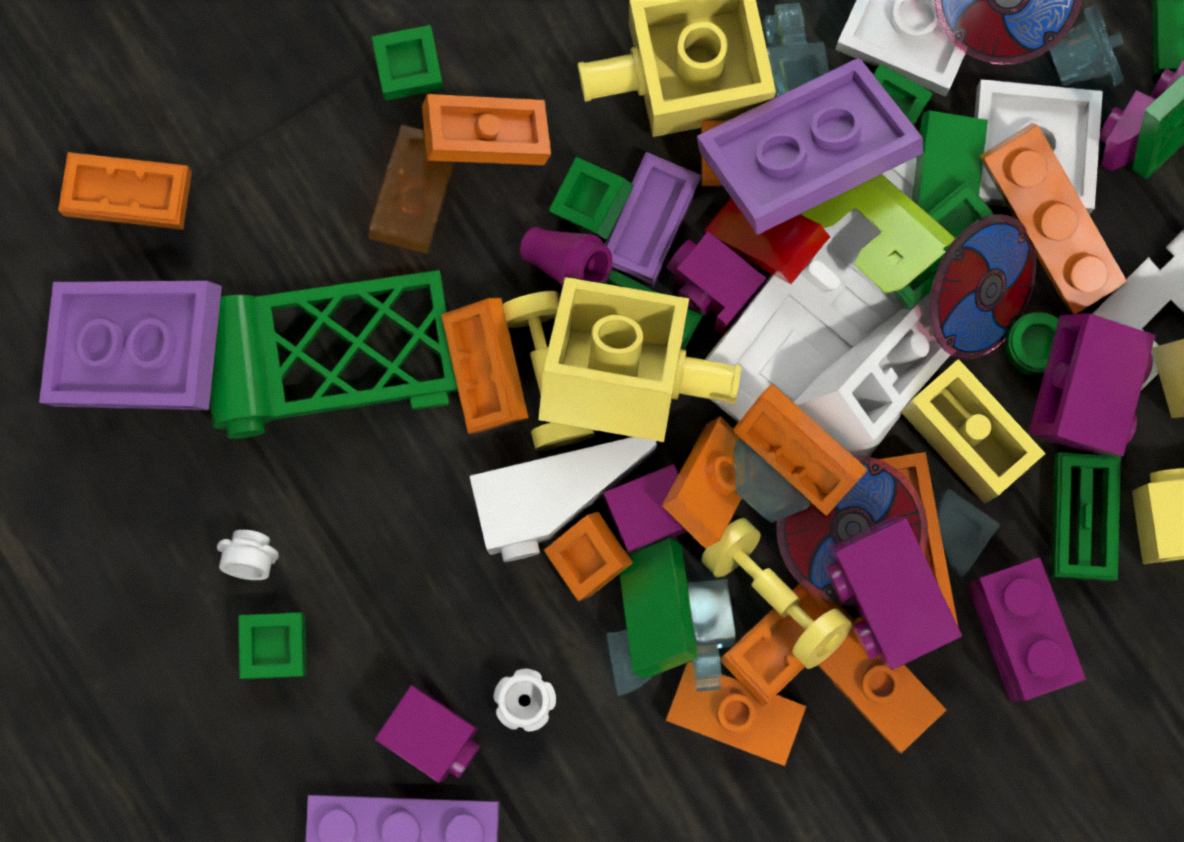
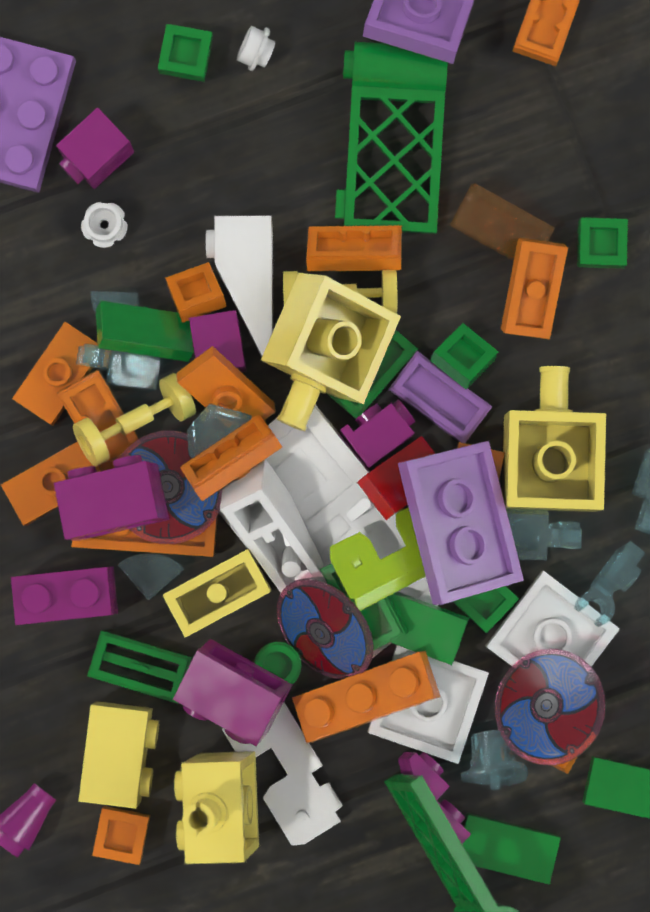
camera: 100 degrees right, 5 degrees up
(567, 255) = (421, 327): magenta cone -> none

